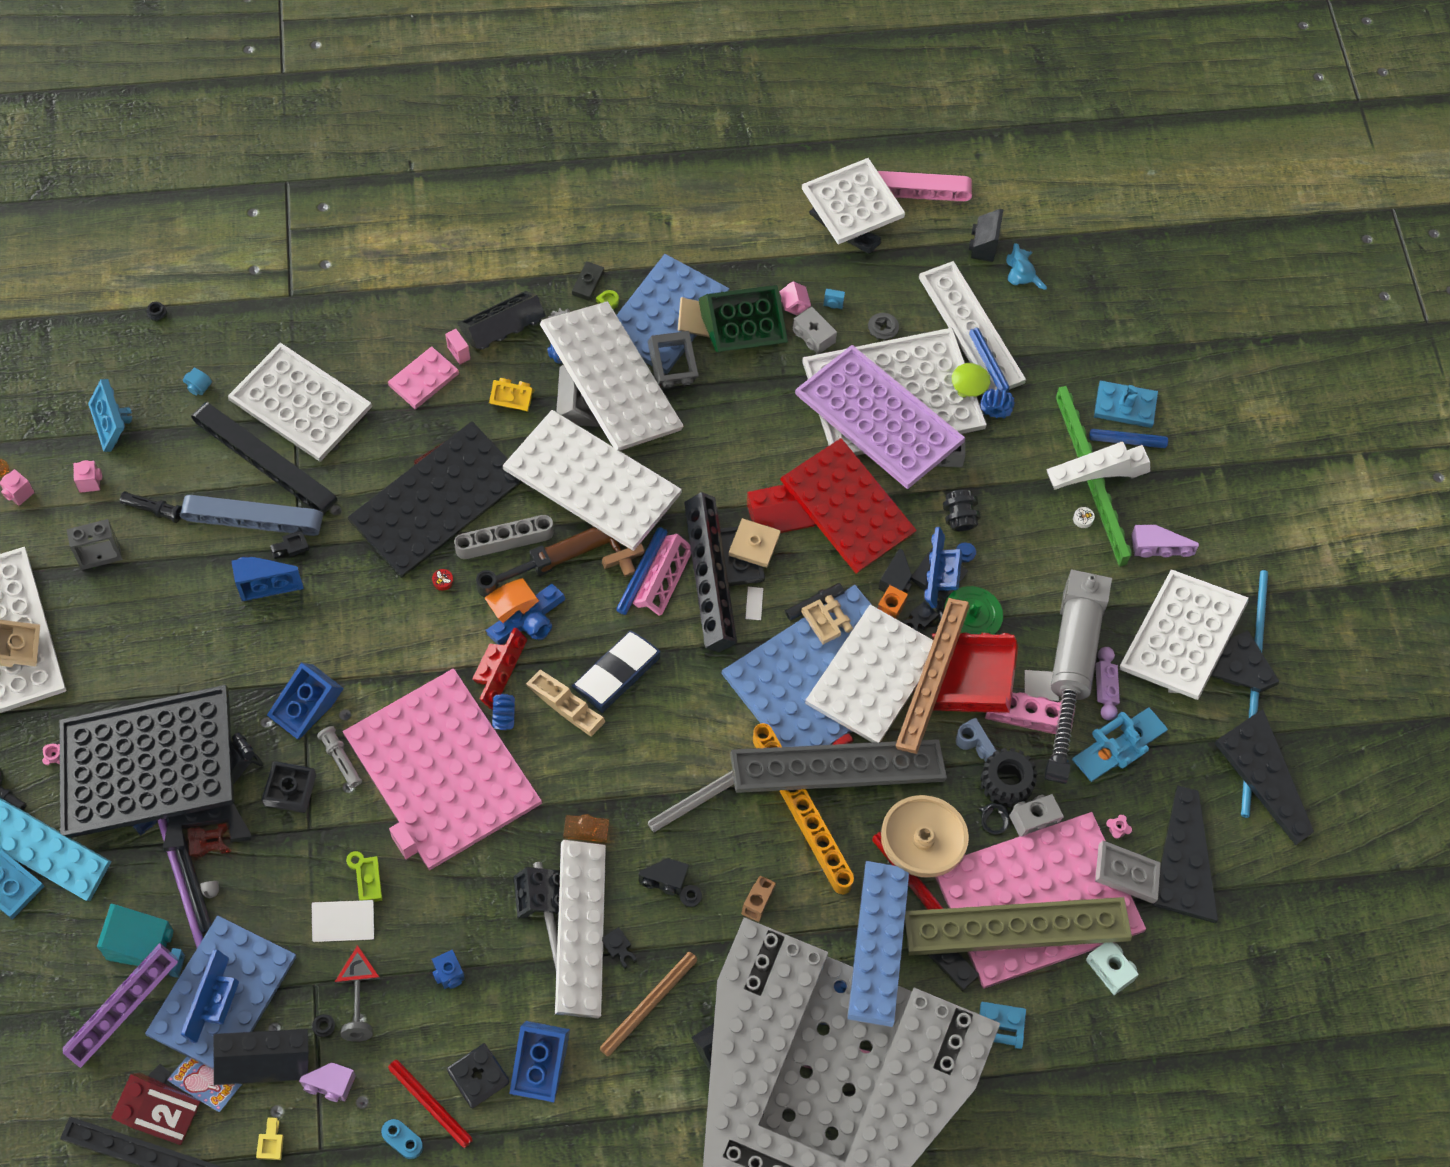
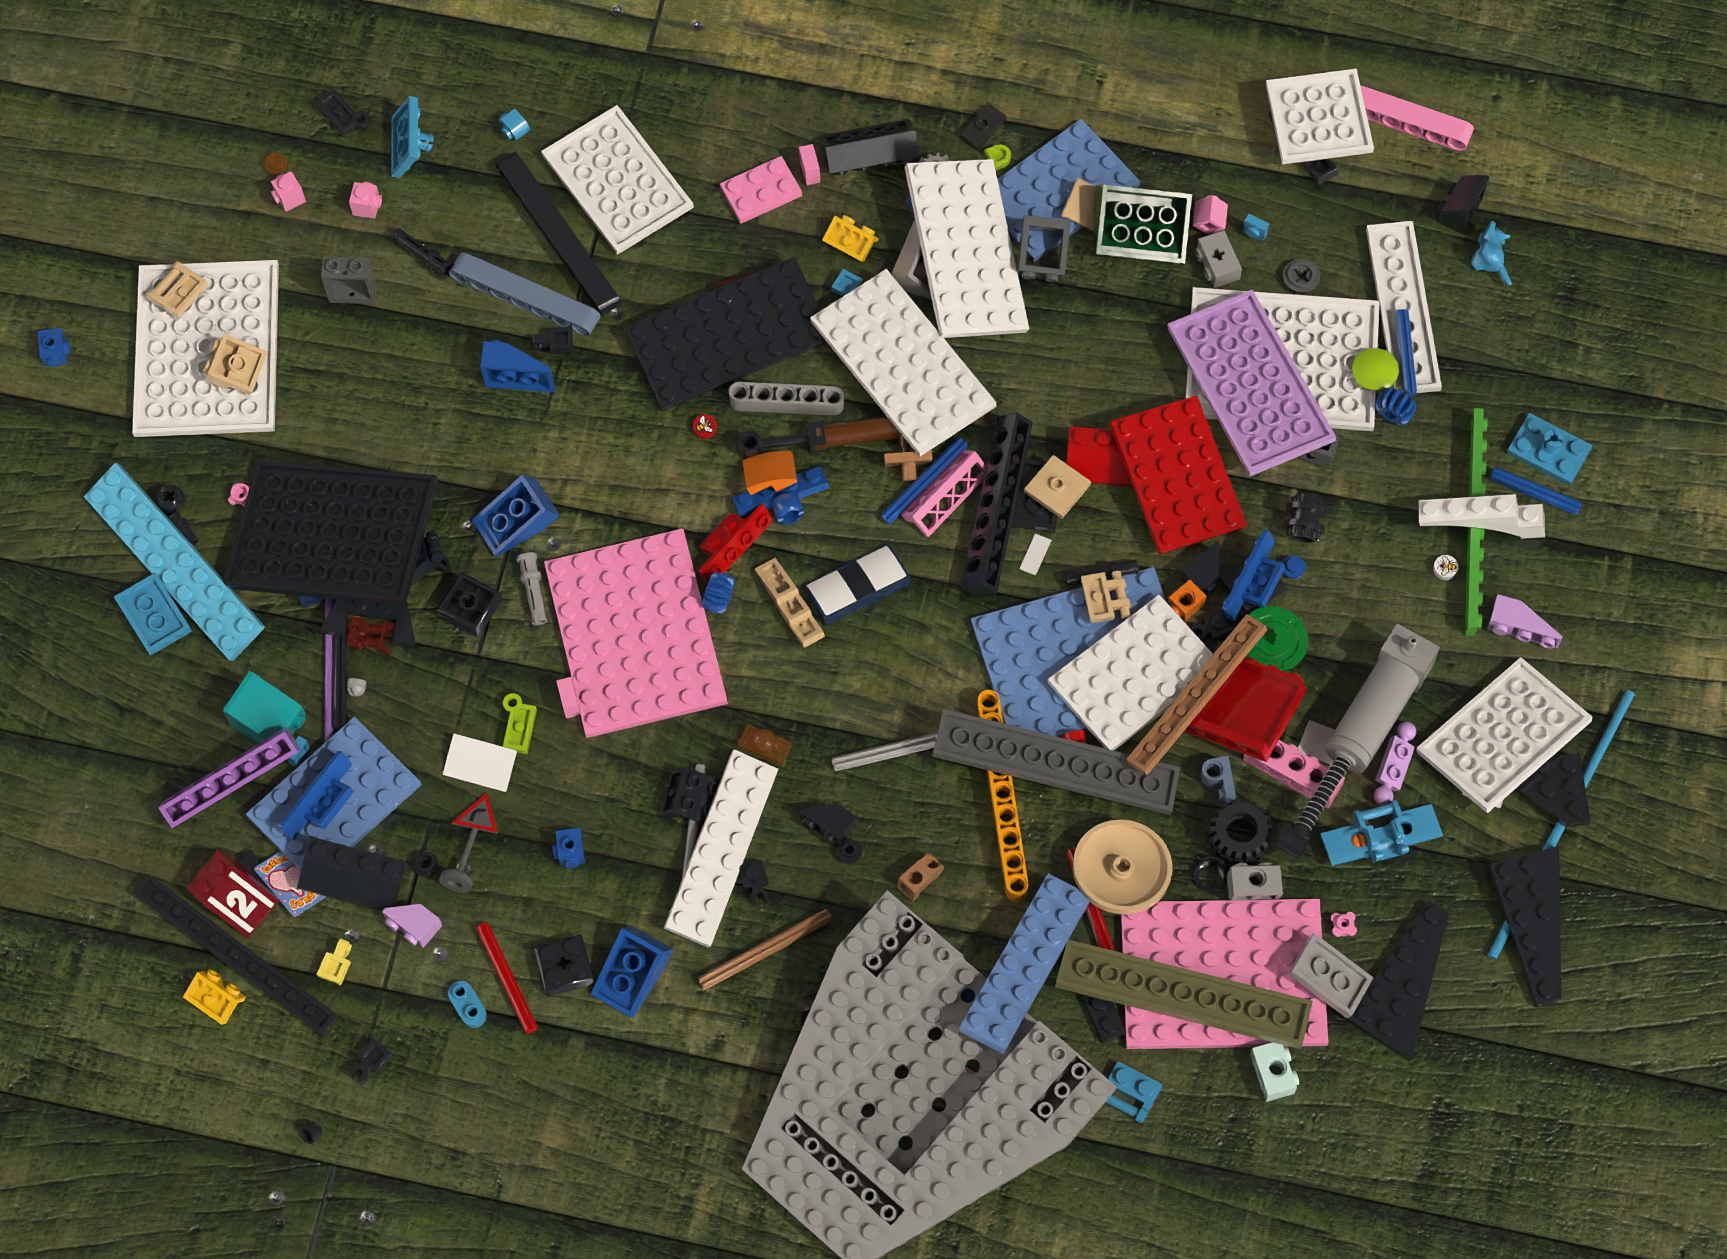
camera: 25 degrees right, 5 degrees up
(43, 412) = (341, 113): none -> black hinge
(154, 307) = (495, 24): black plate -> none
(521, 431) = (846, 283): none -> dark azure plate

